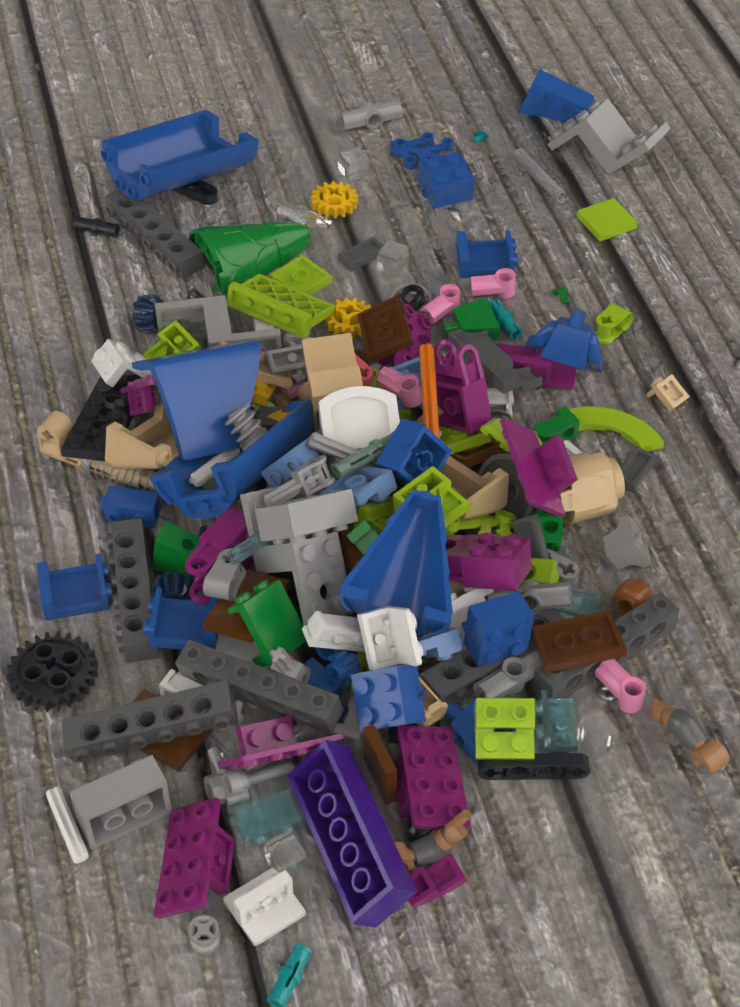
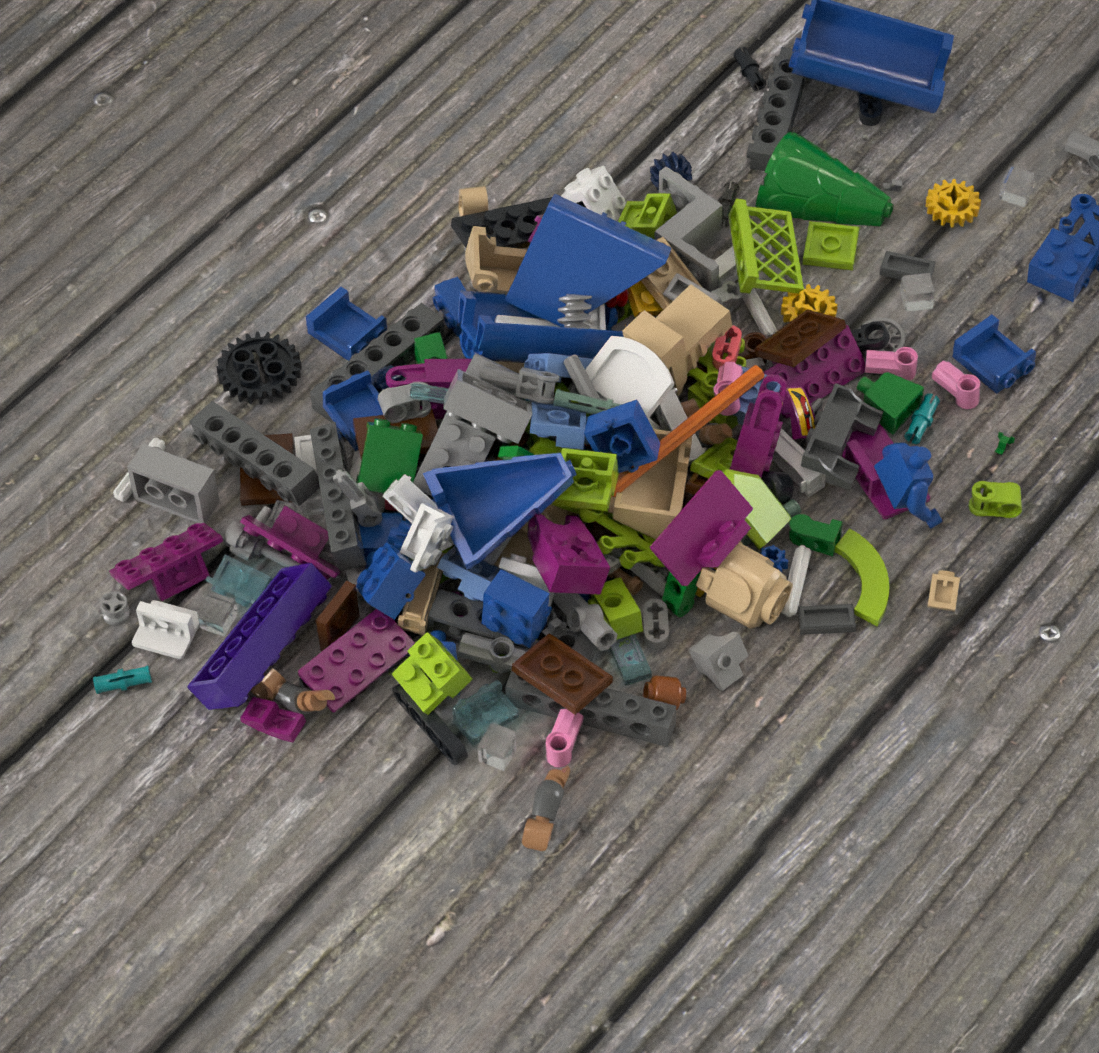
camera: 55 degrees right, 5 degrees up
(301, 215) = (903, 193): clear tile -> none
(531, 528) = (650, 585): dark grey tile -> none

